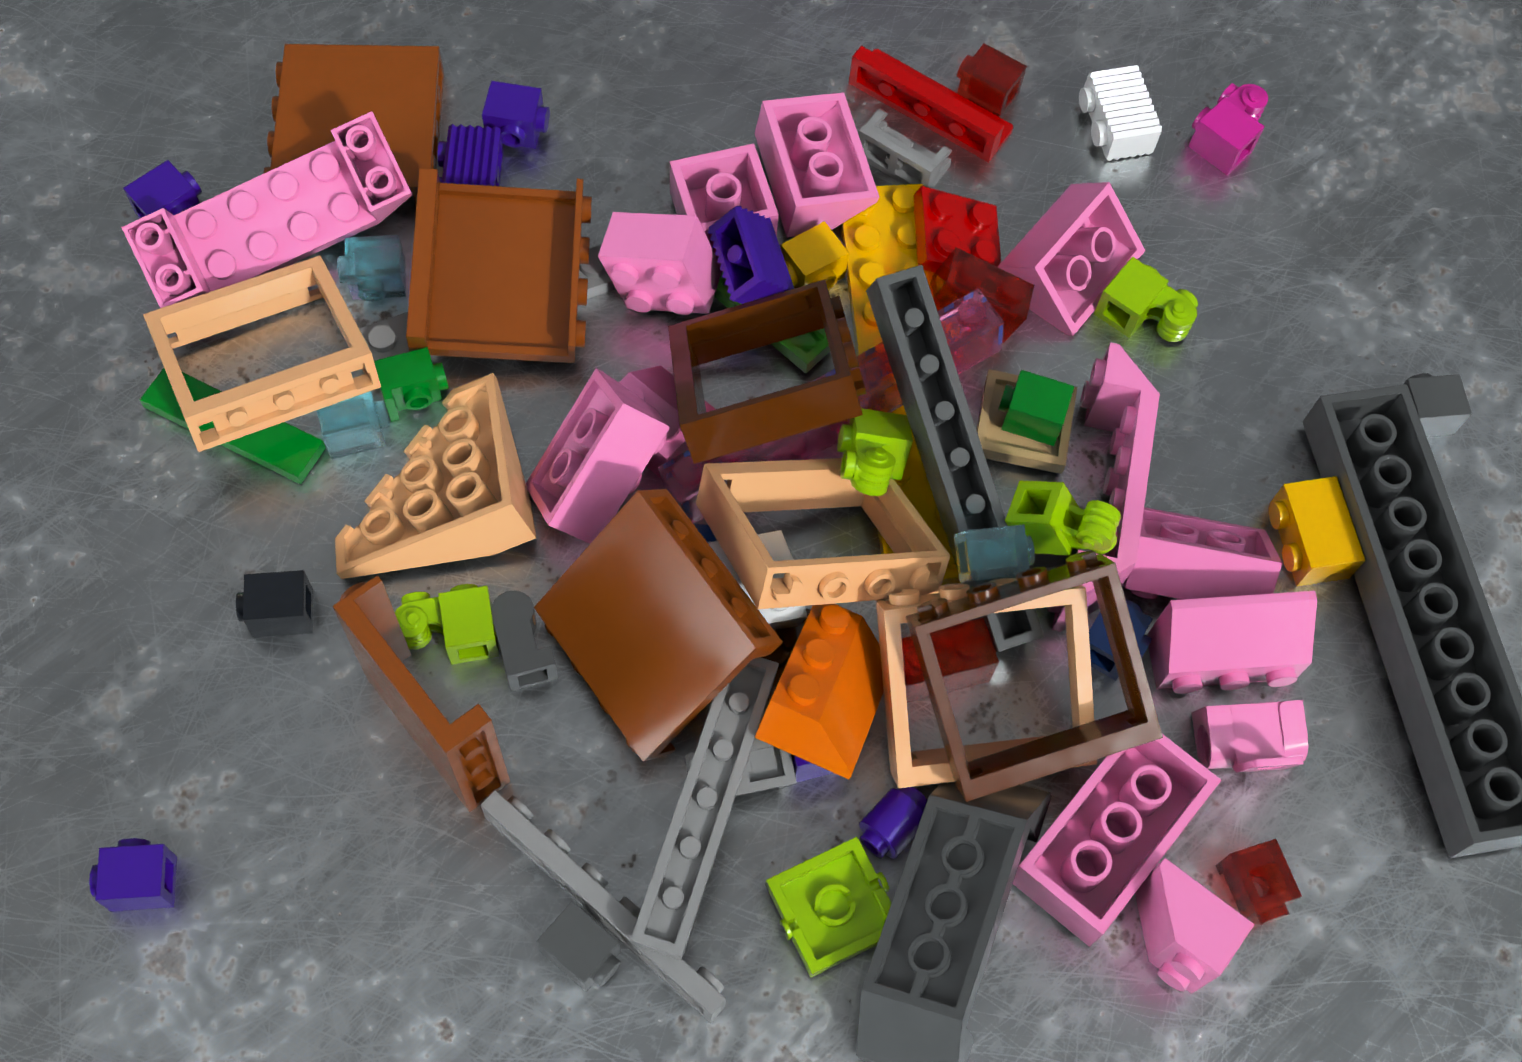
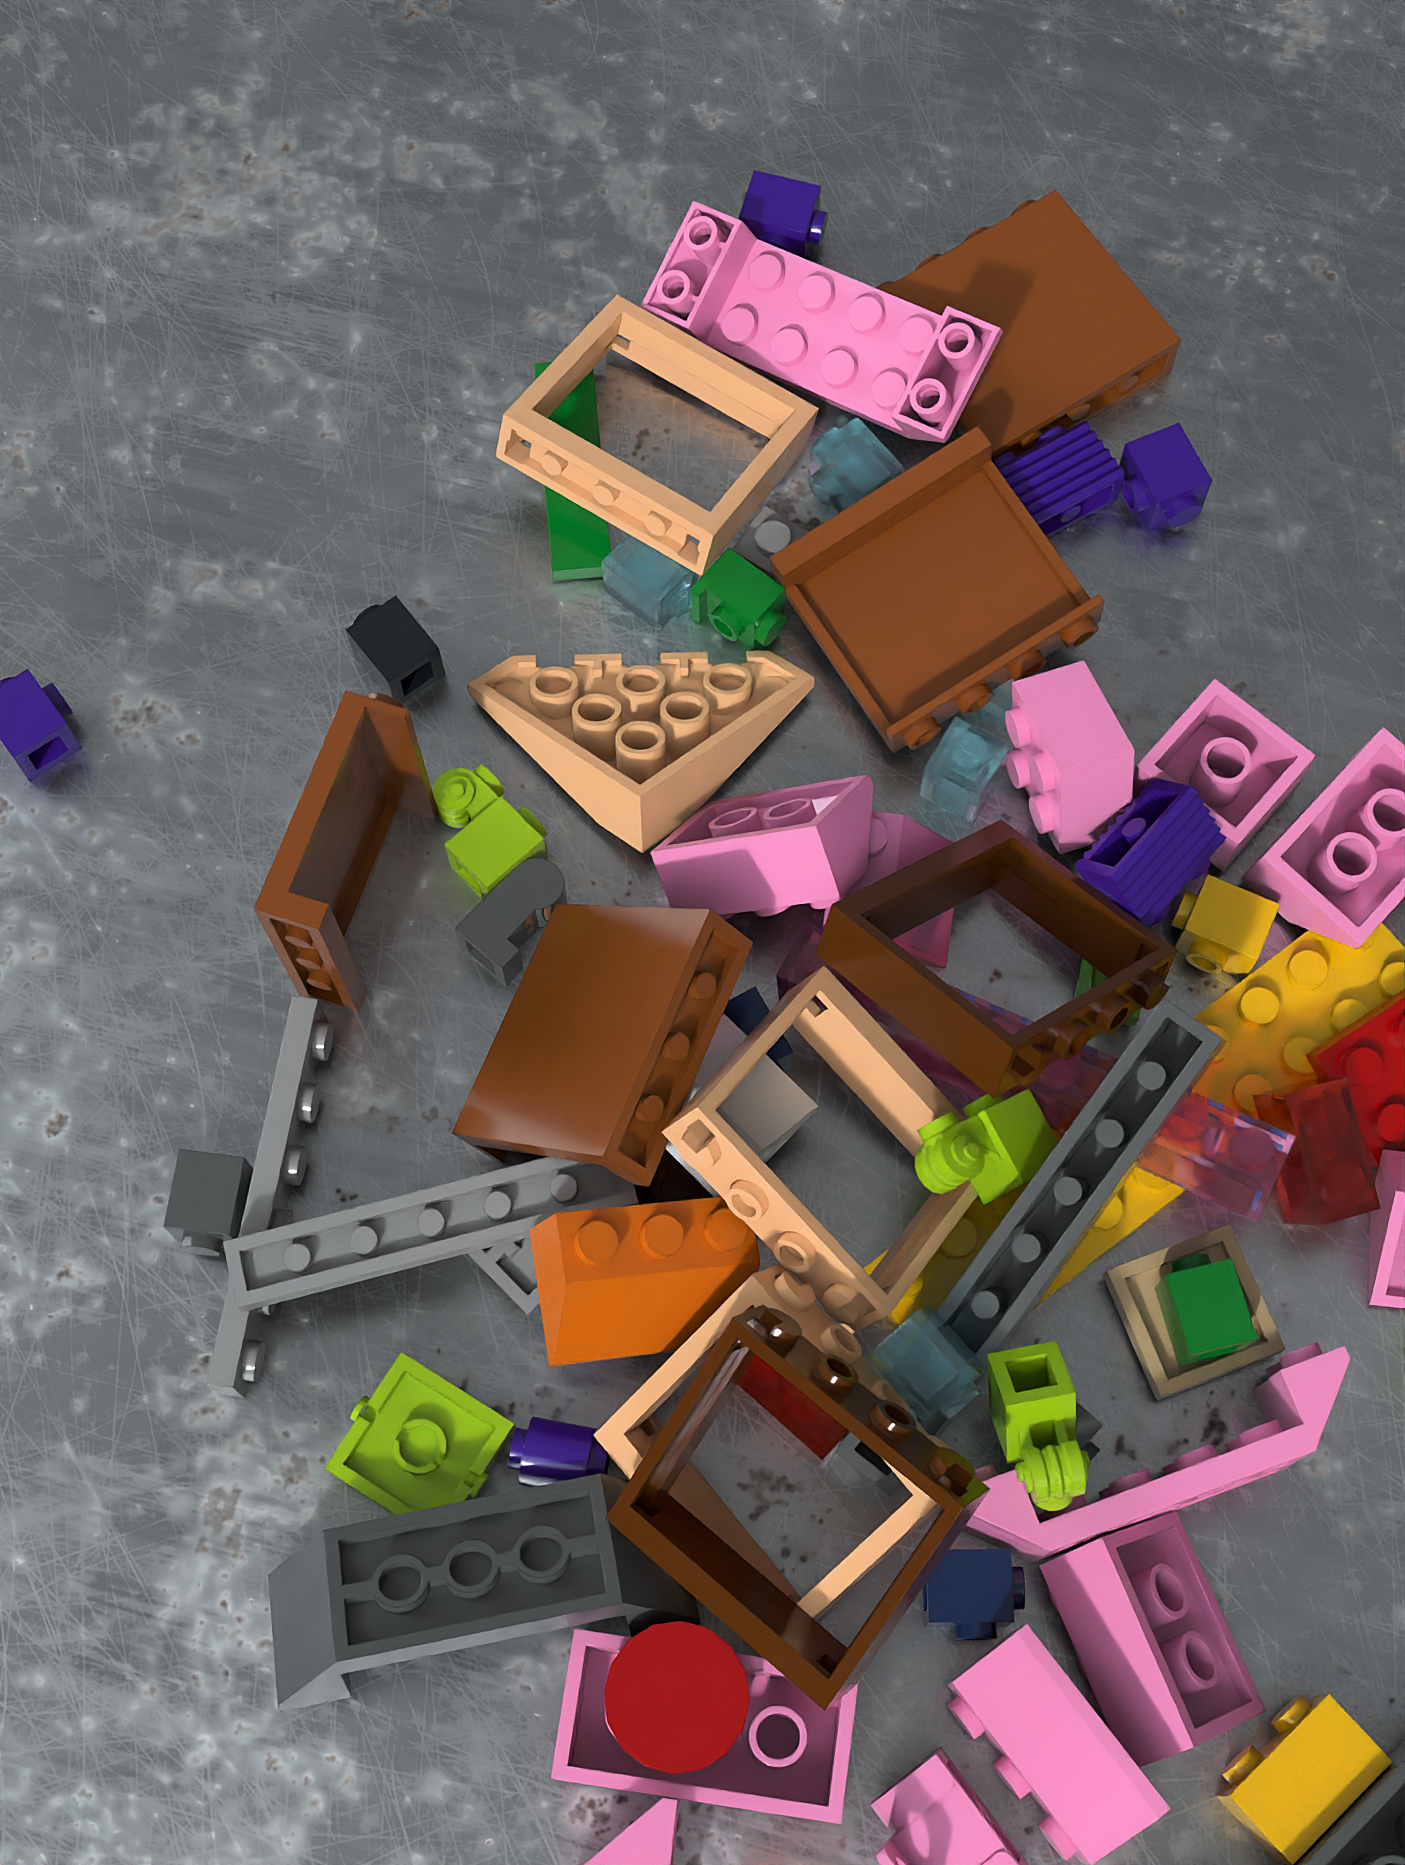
camera: 65 degrees right, 5 degrees up
(618, 329) = (964, 770): none -> clear light blue brick
(1098, 826) = (676, 1697): none -> red tile

